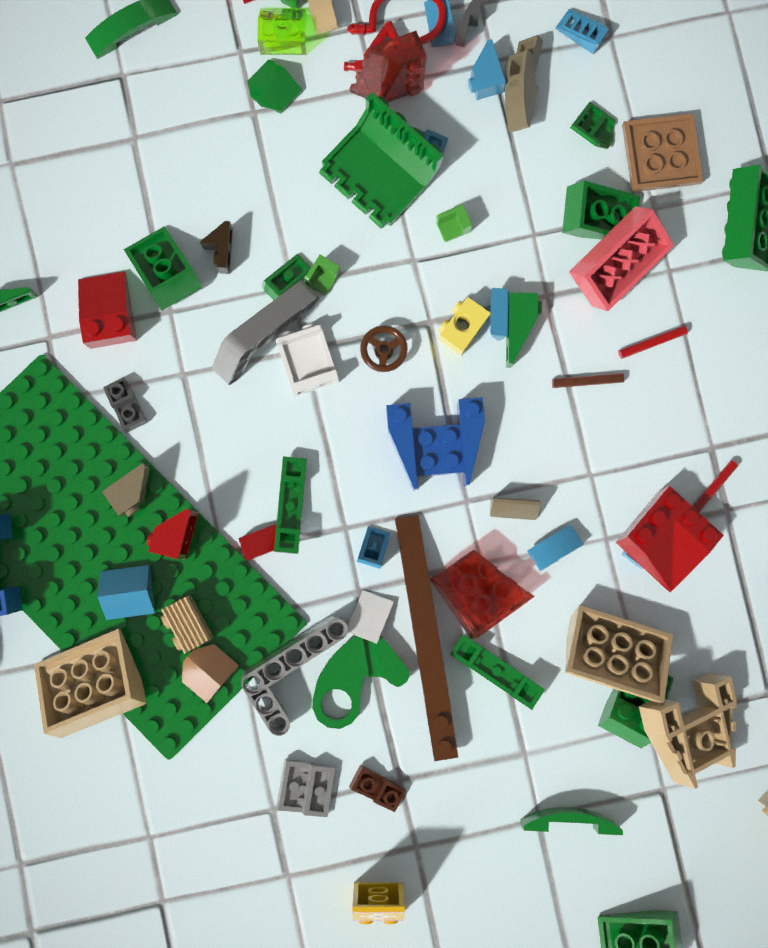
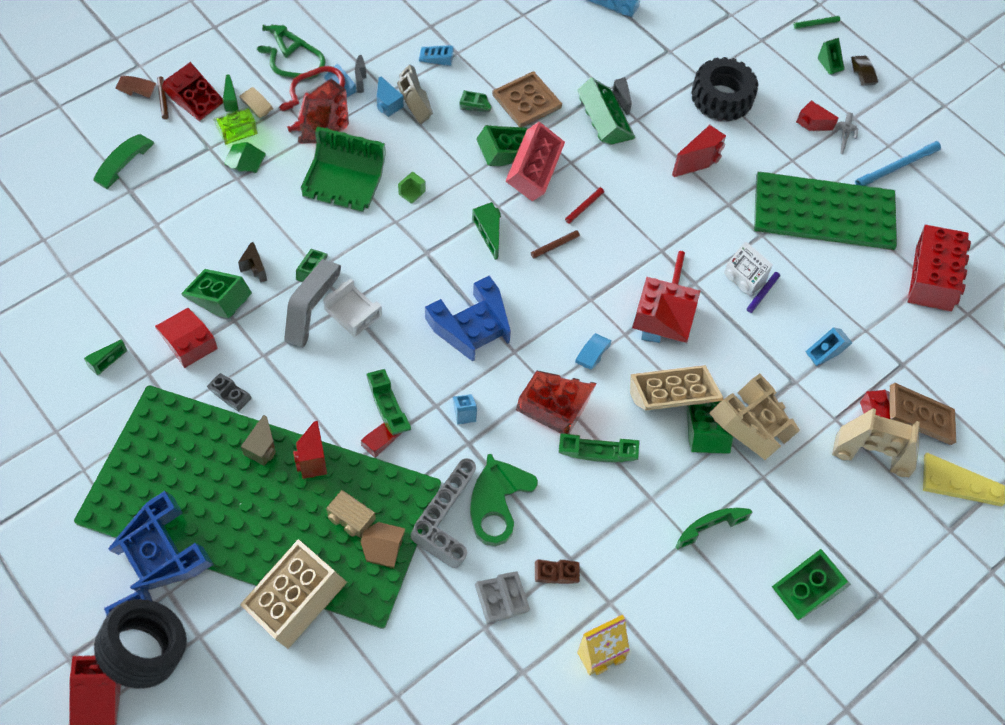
camera: 25 degrees left, 25 degrees down
(126, 592) = (293, 515): dark azure slope -> none
(322, 275) = (336, 250): bright green panel -> none
(369, 616) = (486, 453): white sticker -> none
(383, 357) = (403, 279): reddish brown piece -> none
(426, 638) = (537, 451): reddish brown slope -> none
(459, 339) = (453, 234): light yellow brick -> none
(499, 313) = (473, 225): dark azure slope -> none
(514, 508) = (550, 338): dark tan slope -> none

